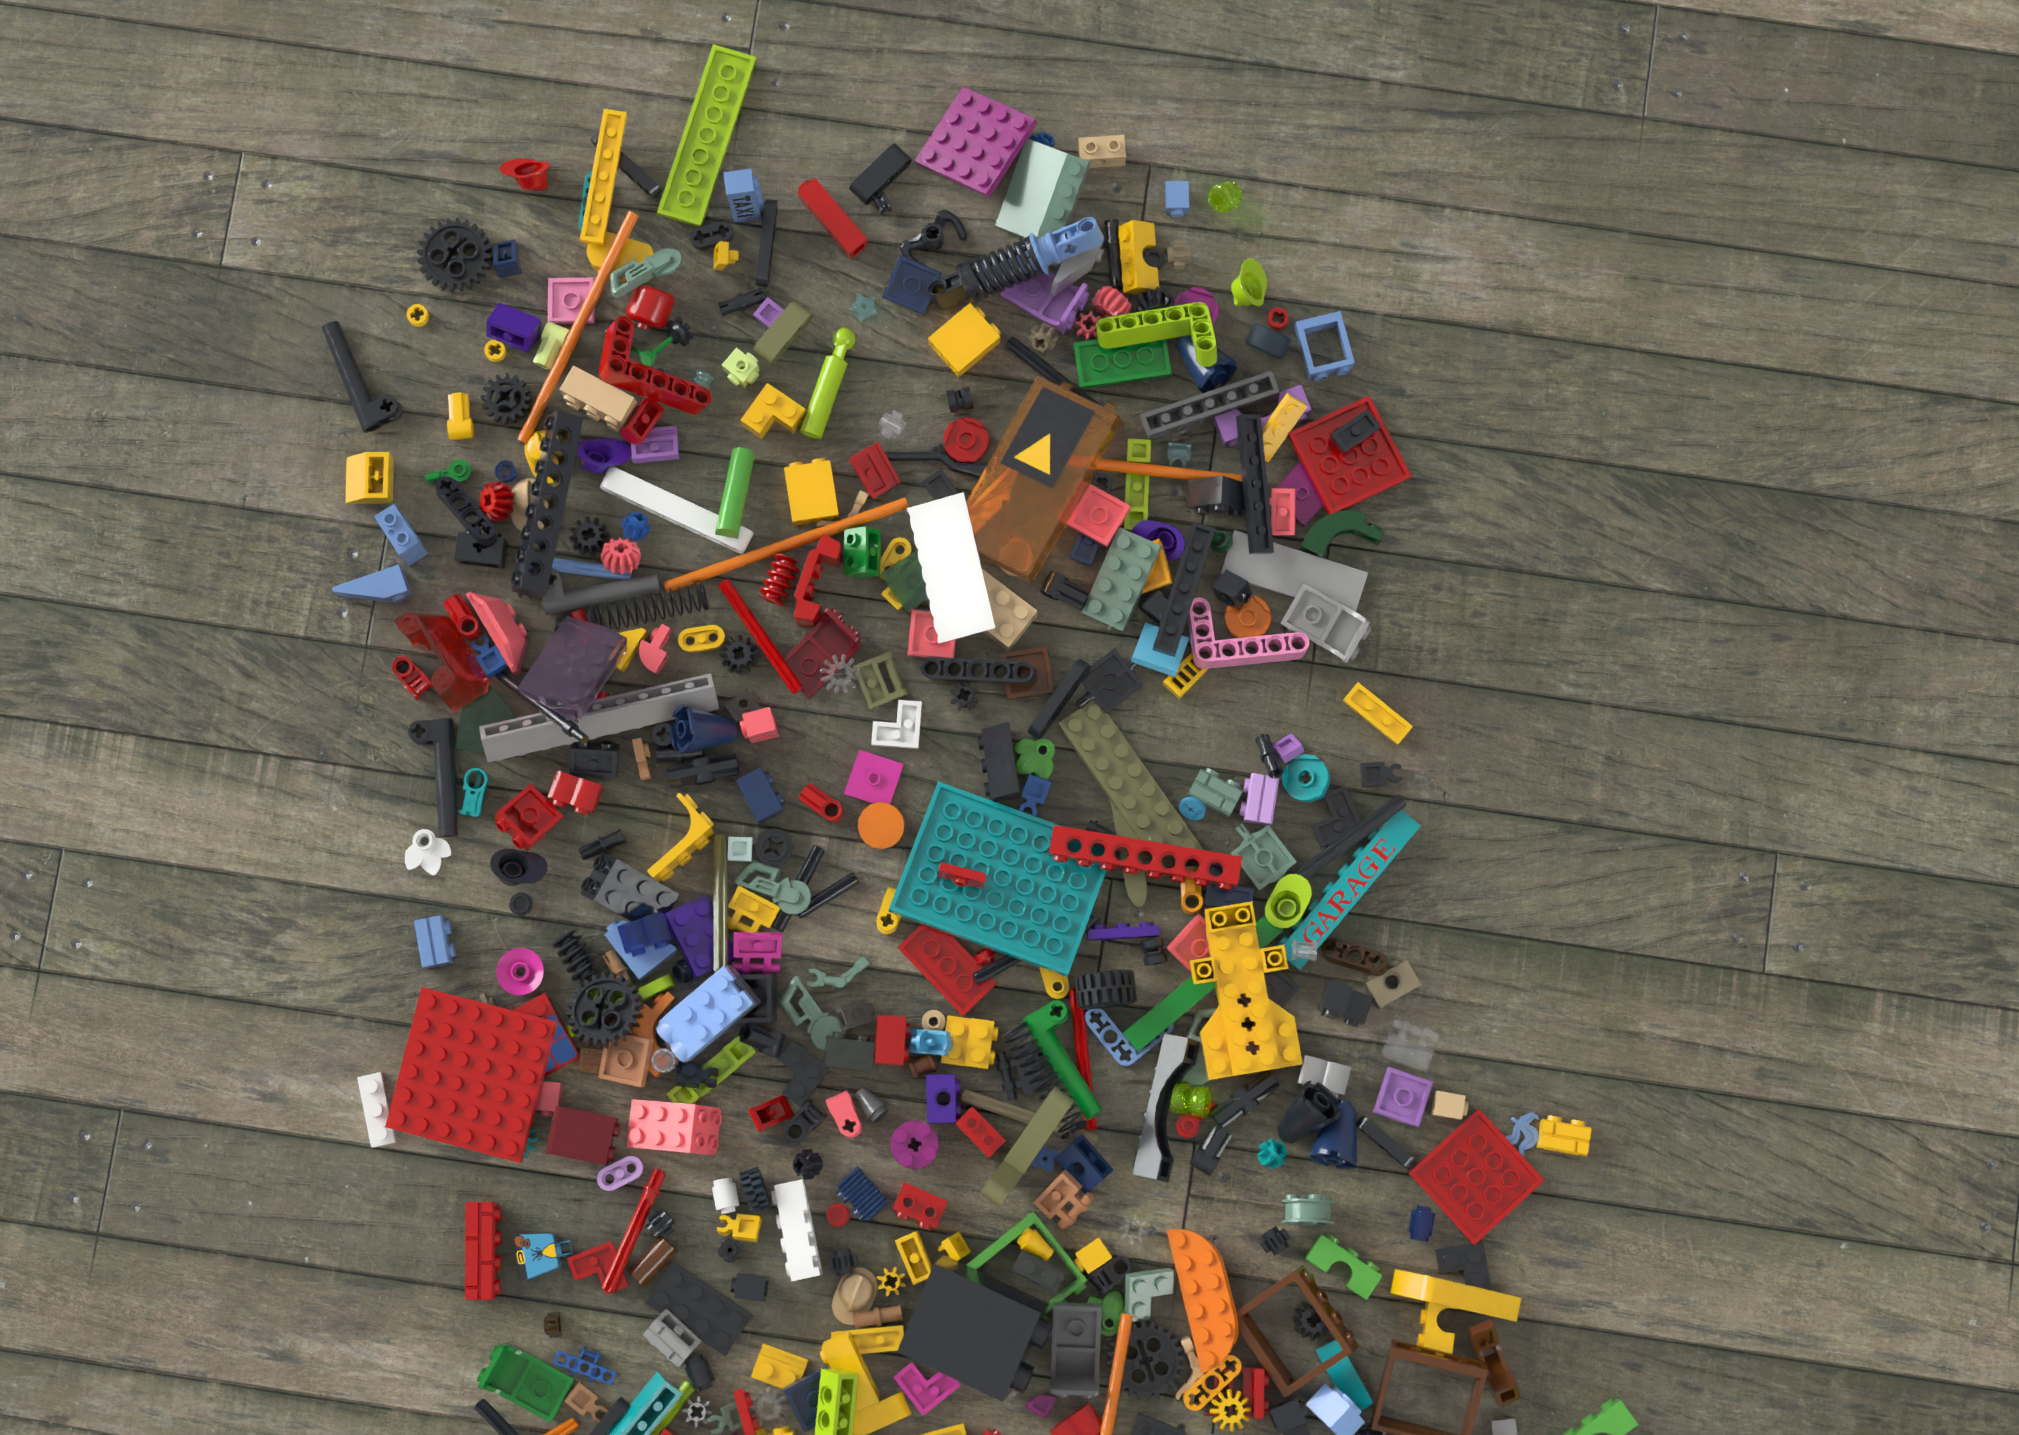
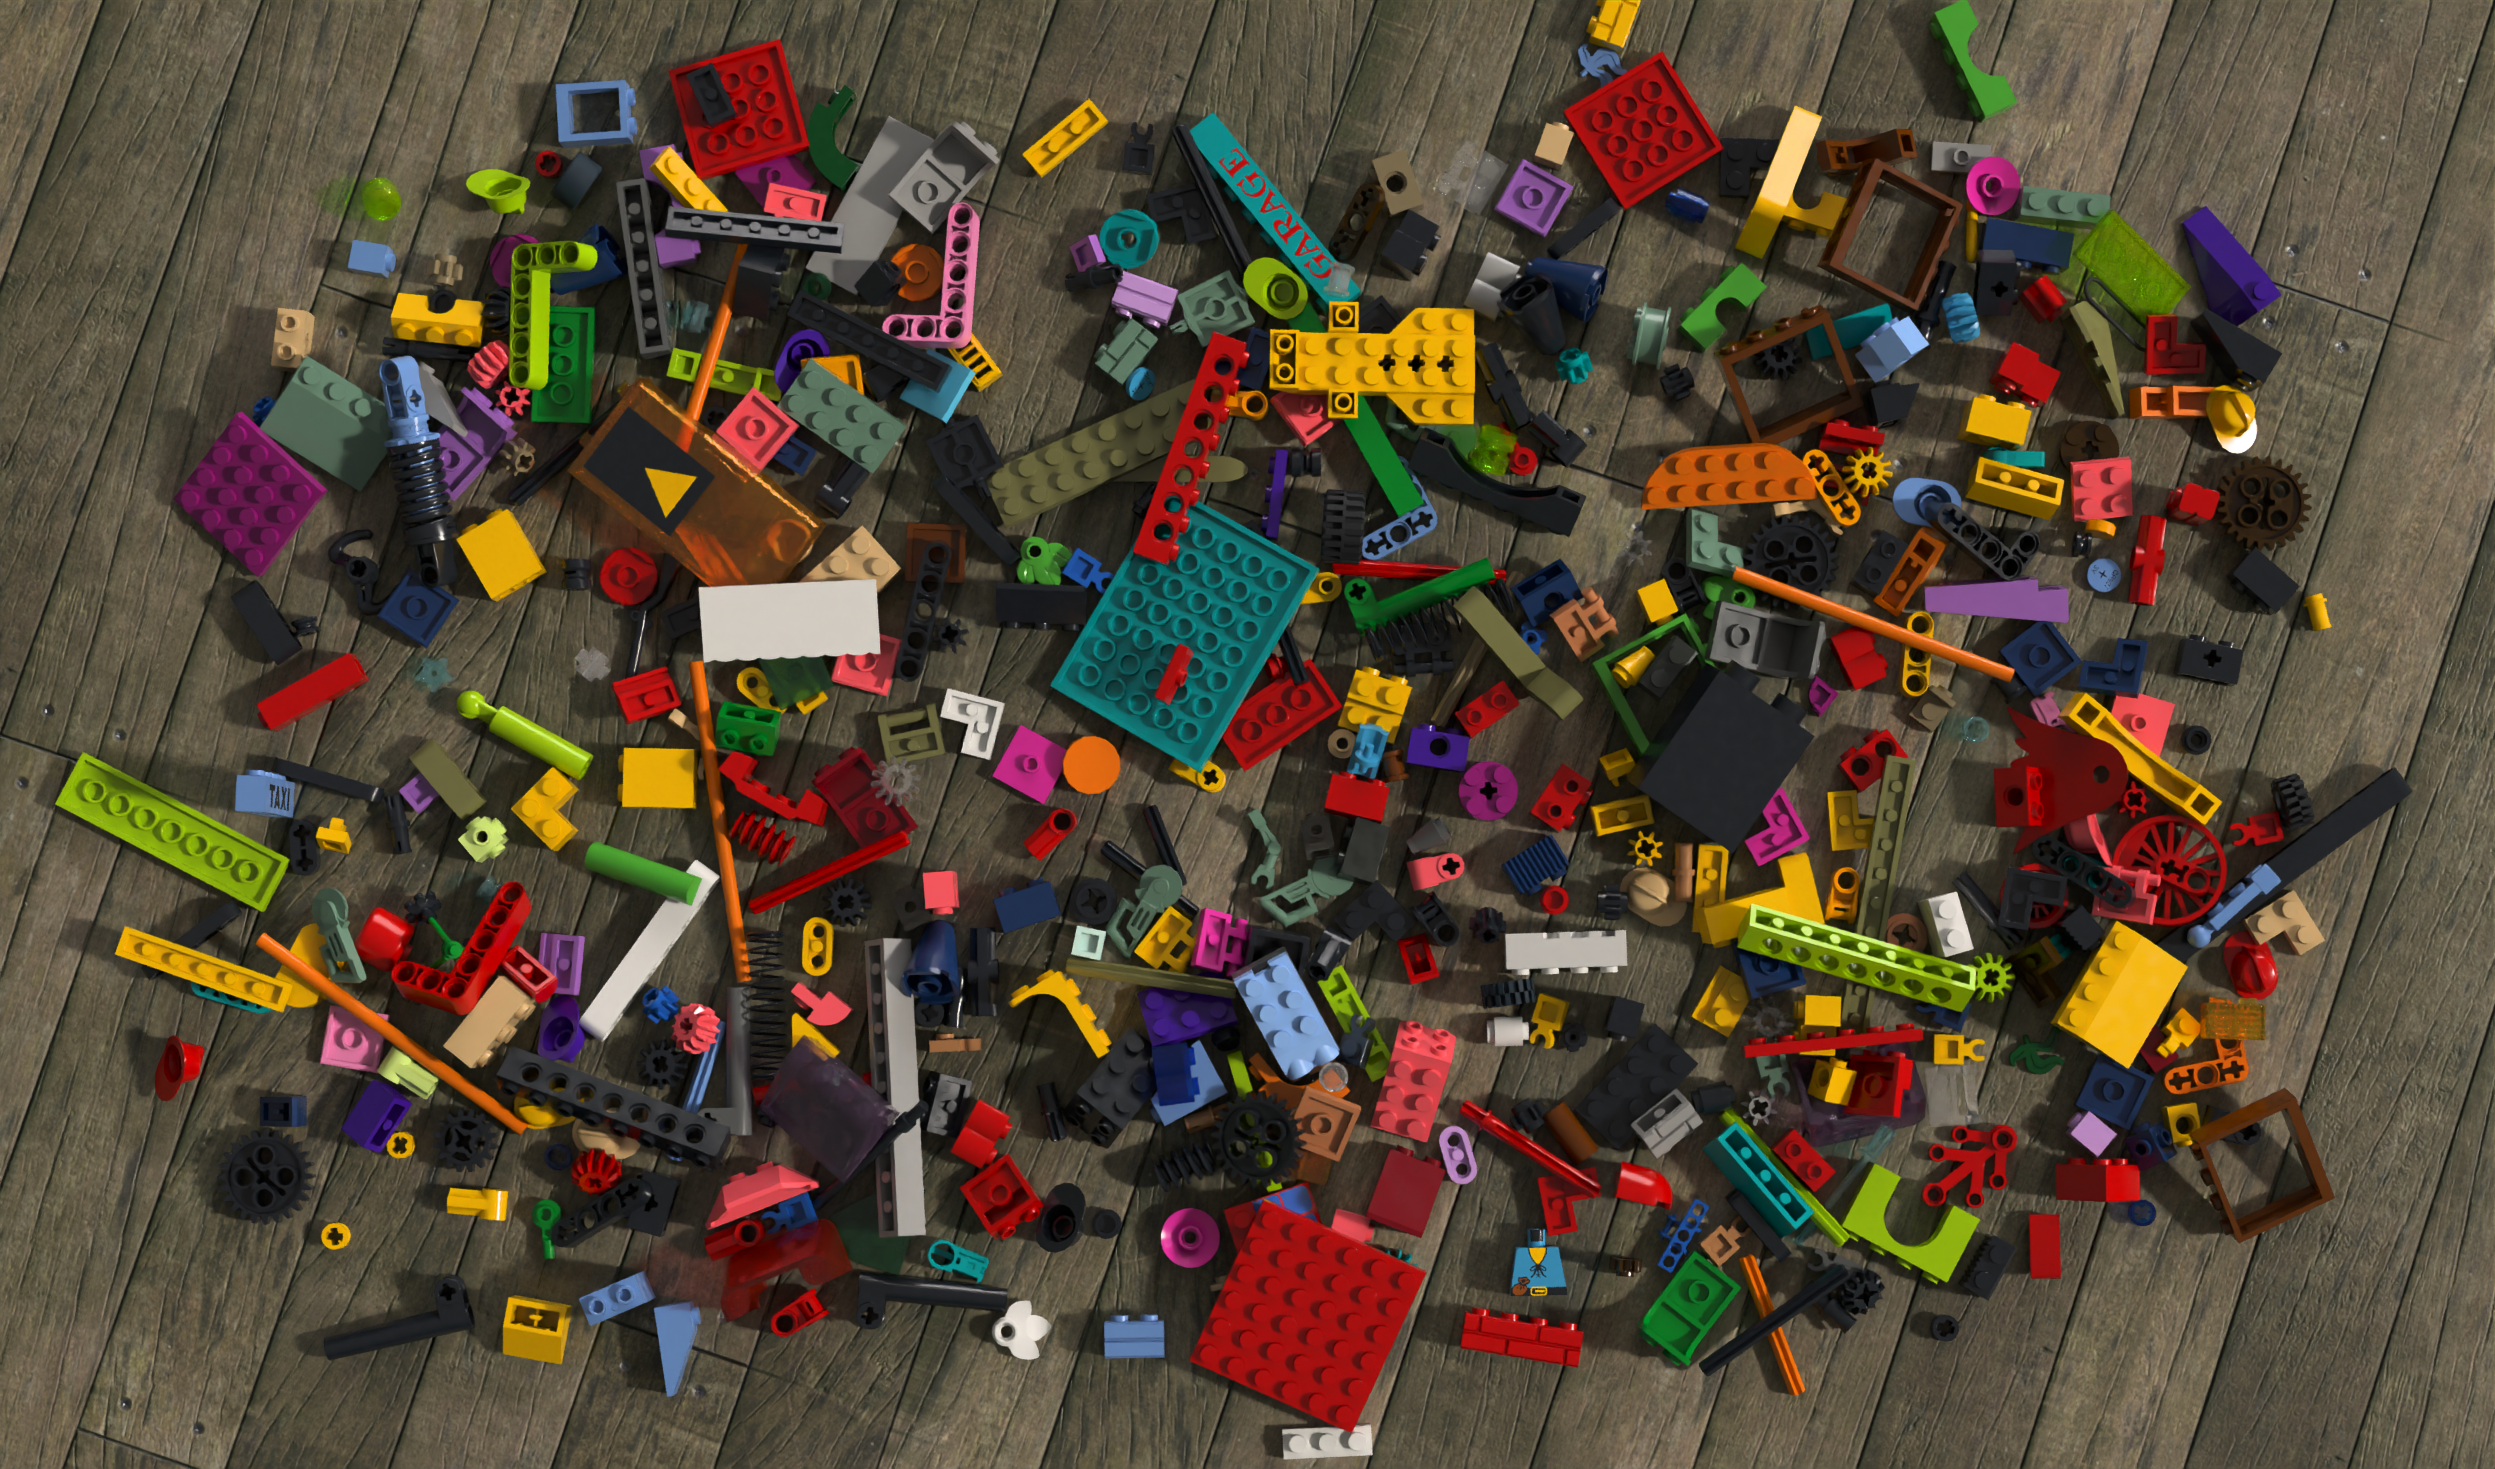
camera: 75 degrees left, 5 degrees up
(618, 1327) = (1642, 1186): none -> red brick

